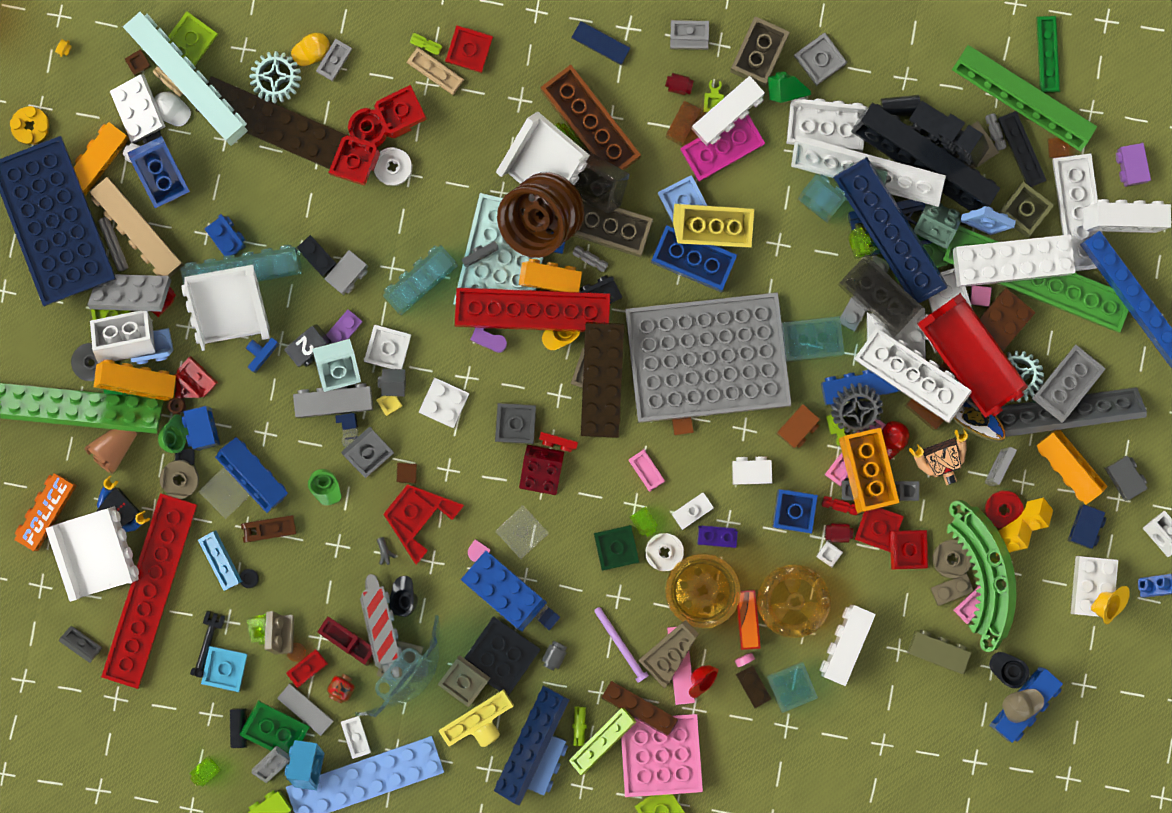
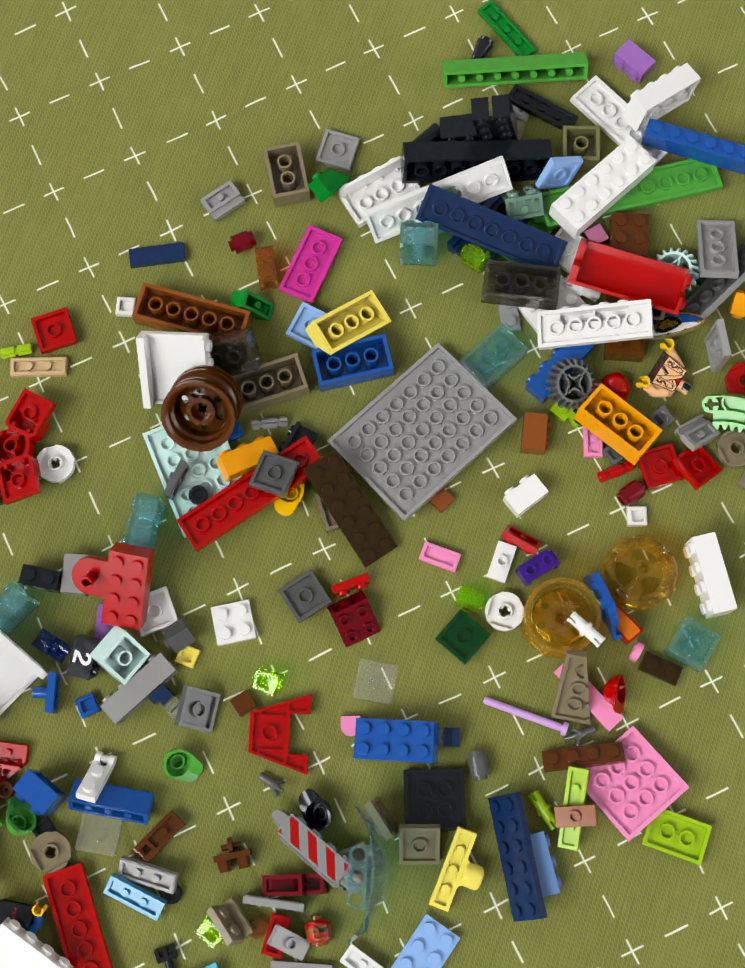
camera: 35 degrees left, 10 degrees down
(241, 551) = (148, 874): none -> light grey tile
(252, 448) = (96, 777): none -> white plate
(284, 385) = (88, 705): none -> blue tile
(288, 317) = (52, 645): none -> clear blue hips
(312, 680) = (288, 942): none -> light grey plate
(322, 590) = (242, 856): none -> reddish brown hips
(322, 643) = (274, 902): none -> light grey tile
(377, 307) = (121, 581): none -> brick
(435, 476) = (260, 683): none -> clear neon green brick
(449, 640) = (385, 825): none -> dark tan plate
(488, 279) = (198, 495): none -> black tile
(493, 342) = (234, 545): medium lavender leg -> none
(543, 70) = (125, 306): none -> white tile
(560, 309) = (274, 474): none -> dark grey plate
(598, 748) = (576, 815): none -> plate
(647, 146) = (247, 300): none -> green slope
(651, 690) = (580, 734): none -> dark grey bar
(711, 615) = (586, 629): none -> white pin
(713, 98) = (278, 236): lime plate -> none
(721, 505) = (524, 541): none -> red plate
(728, 110) = (295, 232): white brick -> none
(744, 605) = (606, 602): none -> blue wing
(794, 511) = (584, 500): blue brick -> none
(930, 523) = (697, 432): none -> light grey plate
(1012, 56) = (483, 47): none -> black cone
(1057, 148) = (567, 90): clear orange tile -> none

